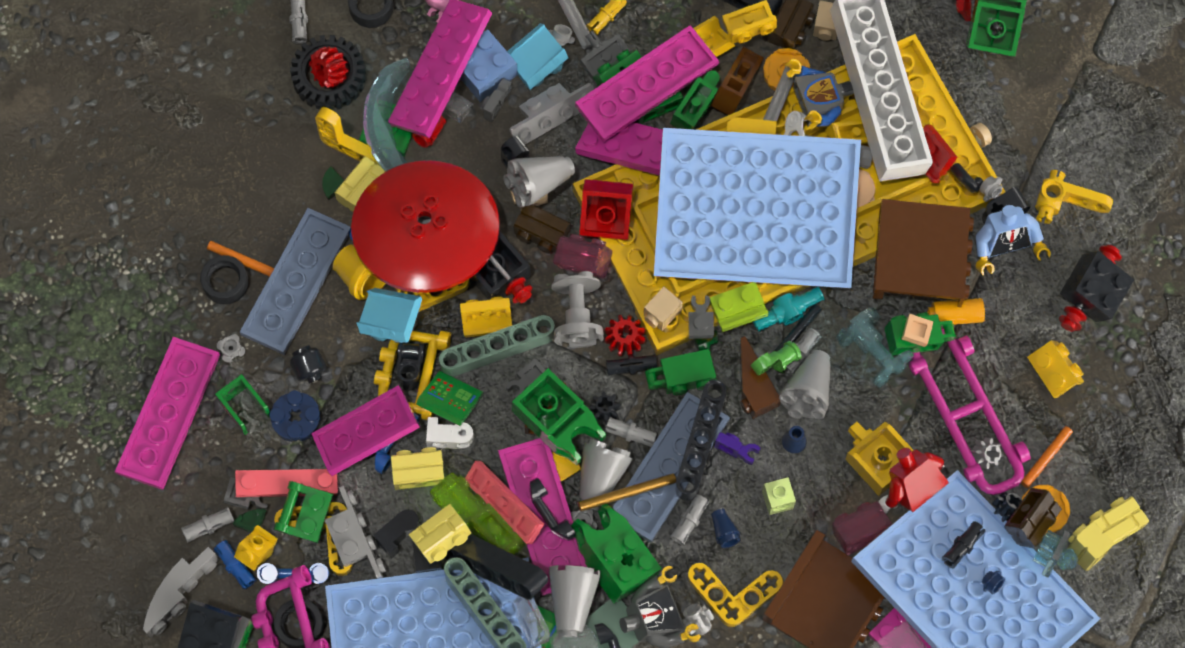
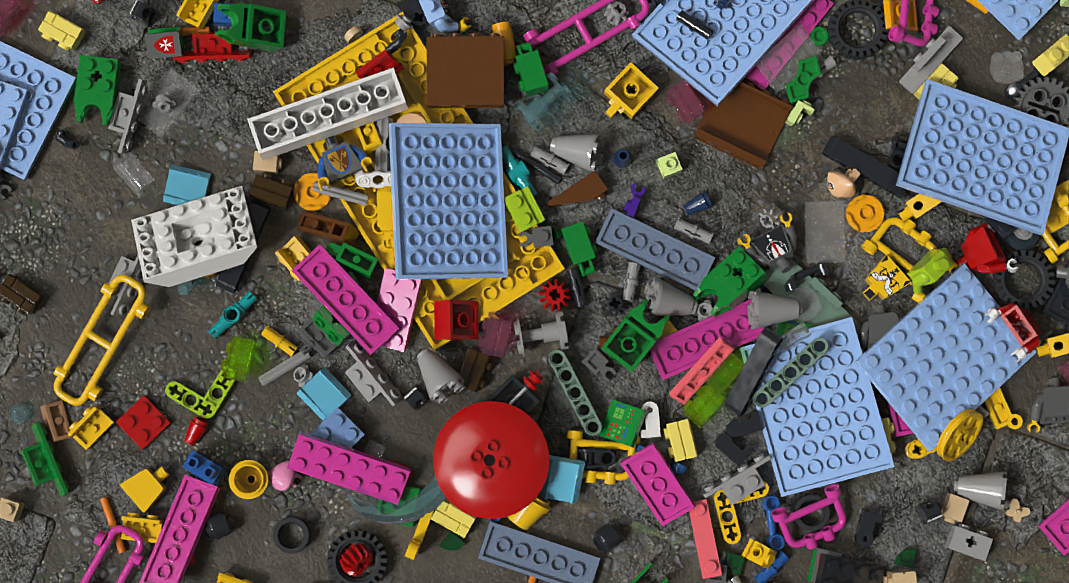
camera: 100 degrees left, 15 degrees up
(295, 430) = (659, 538): dark blue plate -> none
(311, 515) = (727, 515): green plate -> none
(440, 534) = (737, 414): light yellow brick -> none
(485, 316) = (554, 404): yellow bracket -> none
(493, 103) = (369, 422): dark grey plate -> none
(563, 529) = (718, 323): black bar -> none
(626, 492) = (682, 278): pearl gold bar -> none
(662, 309) = (535, 267): tan brick -> none
(703, 428) = (644, 224): black beam -> none
(737, 602) = (751, 189): yellow beam -> none
(750, 22) = (280, 223): yellow bracket -> none
(777, 360) = (565, 174): bright green connector -> none
(913, 480) = (649, 64): torso -> none
(917, 330) = (534, 69): light nougat plate -> none

